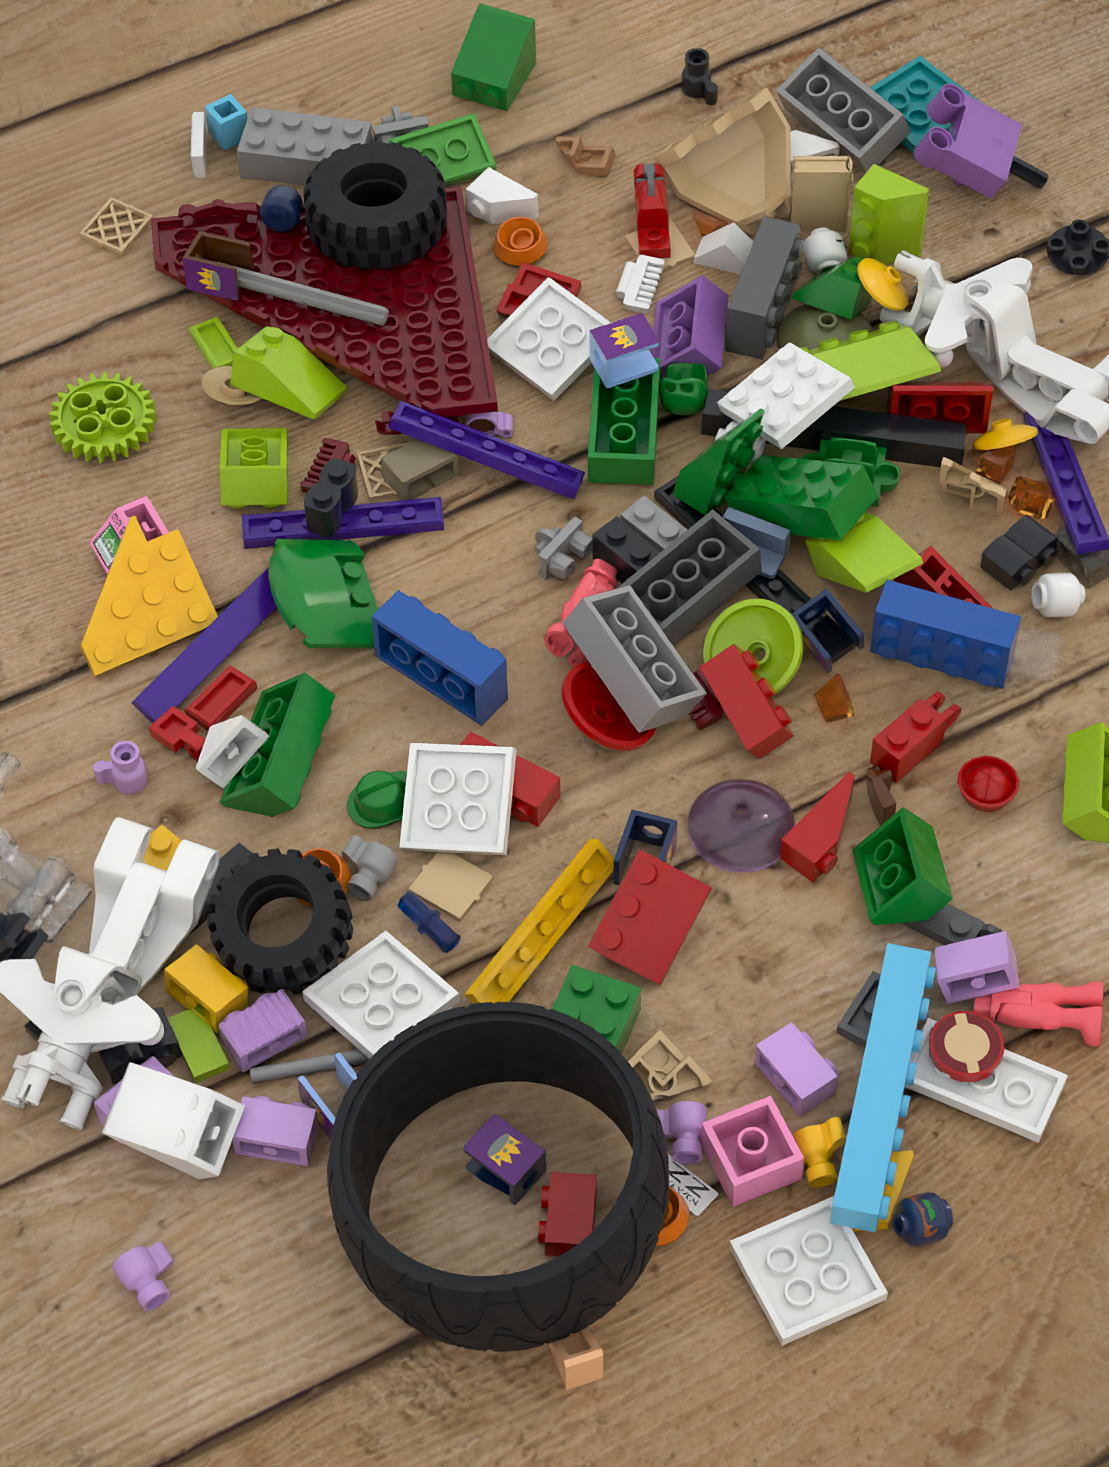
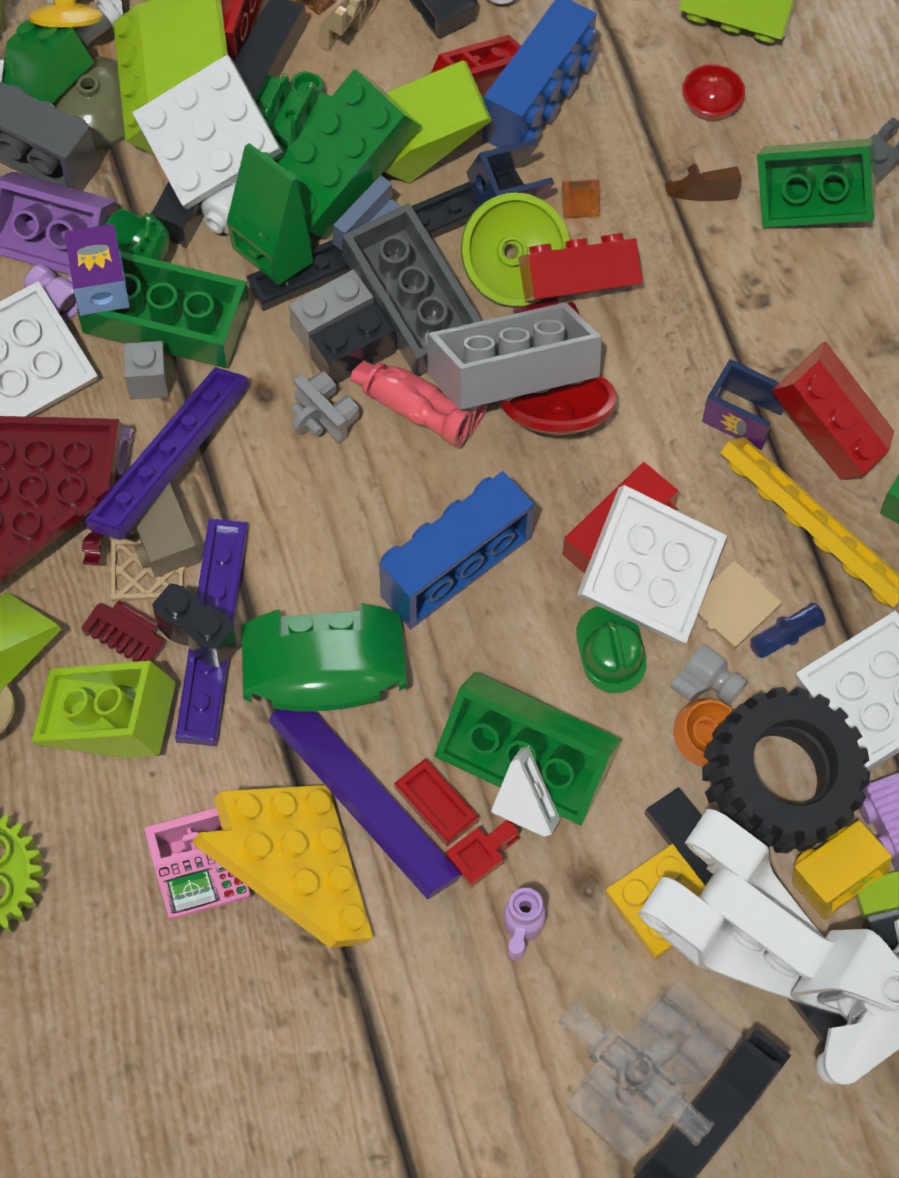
camera: 80 degrees left, 10 degrees up
(564, 423) = (146, 370): none -> light grey brick
(735, 839) = (708, 334): clear purple dish -> none
(815, 839) = (745, 242): red slope -> none
(912, 736) = (649, 138): red hinge -> none

